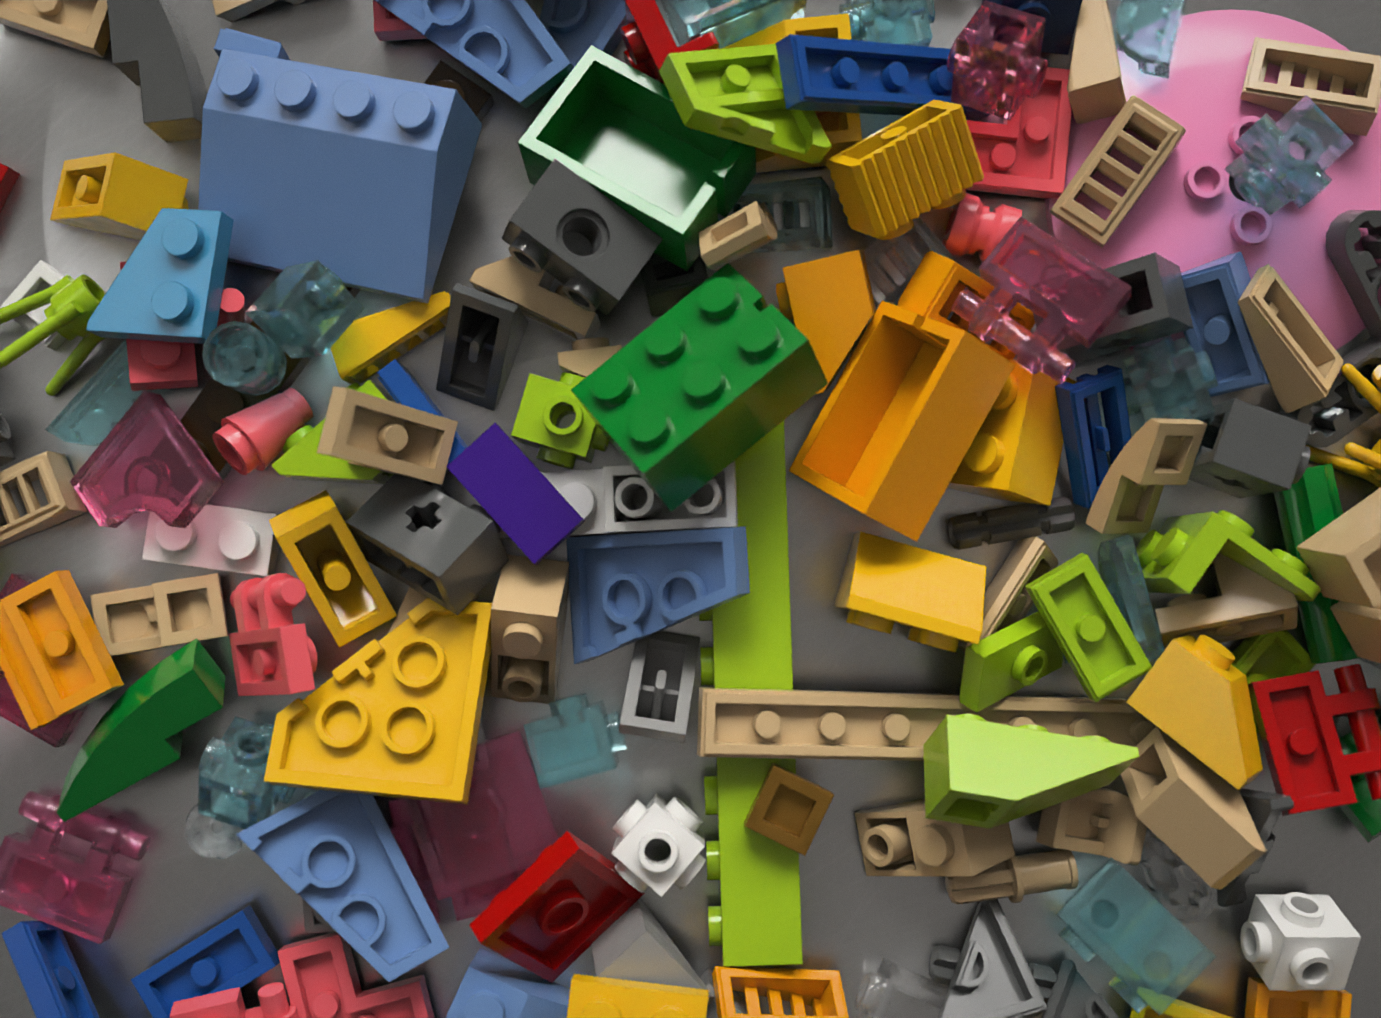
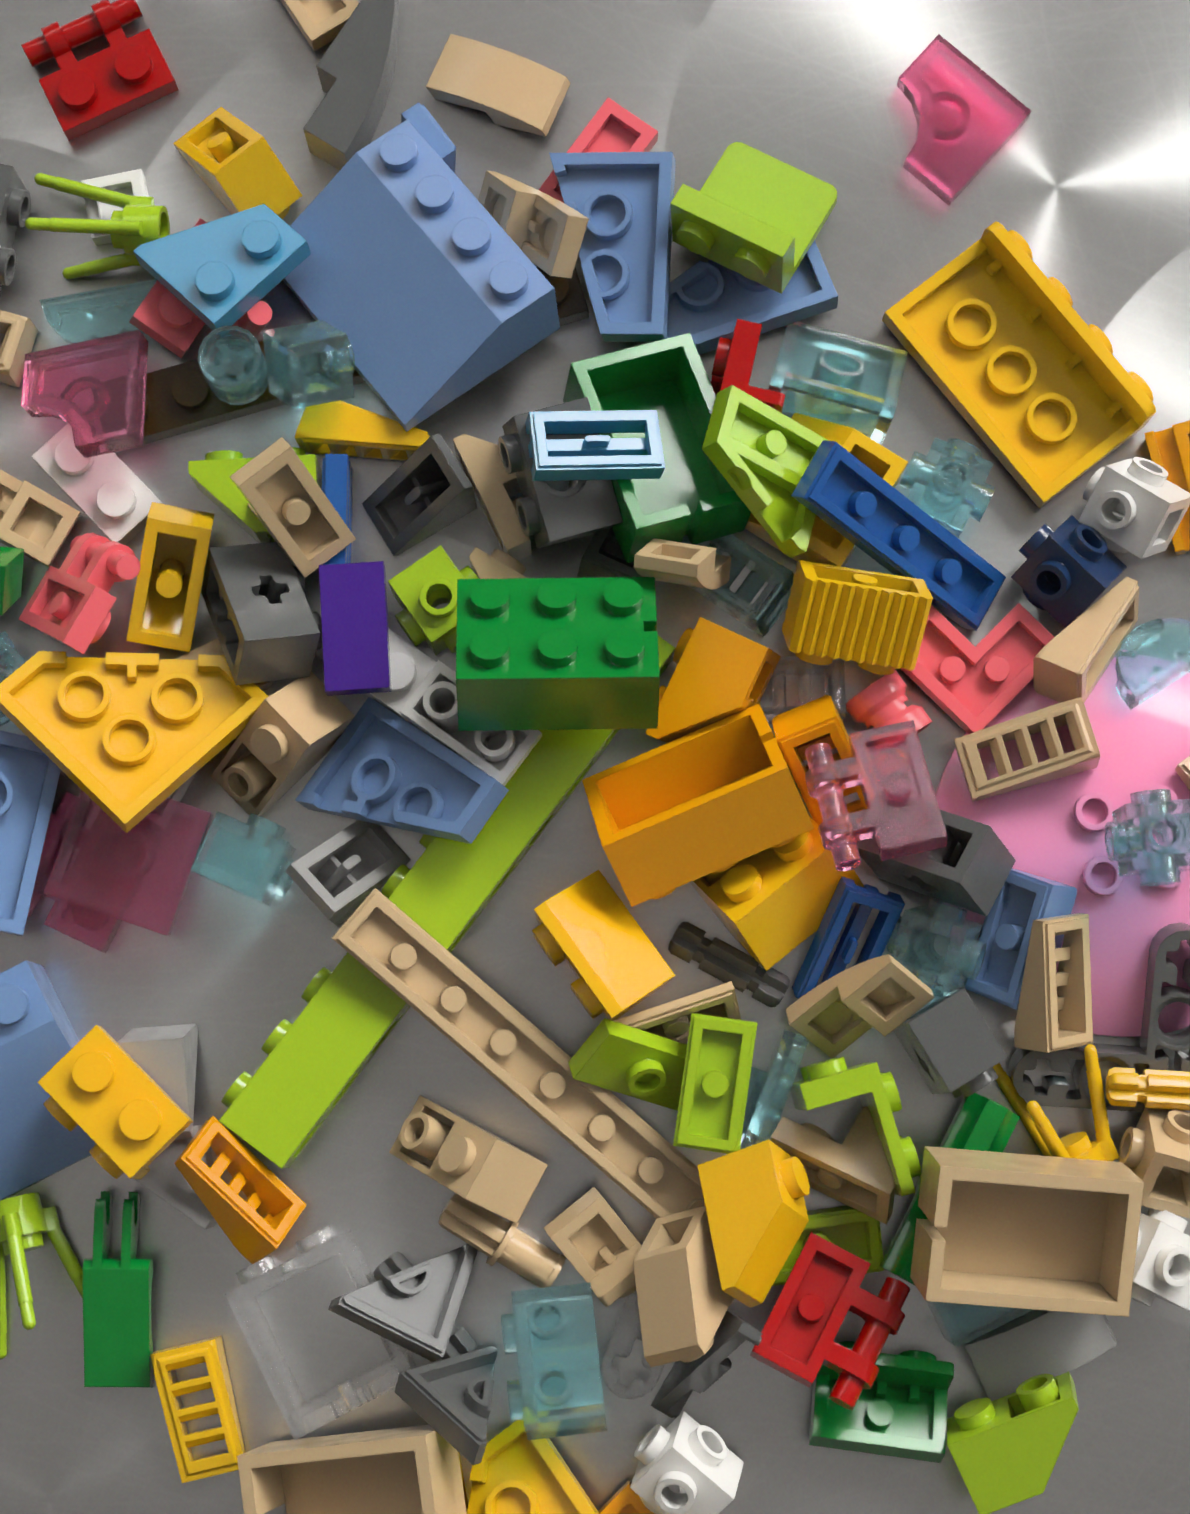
camera: 35 degrees right, 5 degrees down
(259, 432) = (198, 429): coral cone -> none
(398, 50) = (538, 223): none -> tan slope
(555, 908) = (129, 973): red plate -> none
(601, 201) = (596, 455): none -> dark azure tile
(659, 820) = (269, 998): white brick -> none
(788, 809) = (367, 1036): pearl gold tile -> none
(998, 60) = (996, 588): clear pink brick -> none
(1001, 772) = (558, 1141): lime slope -> none

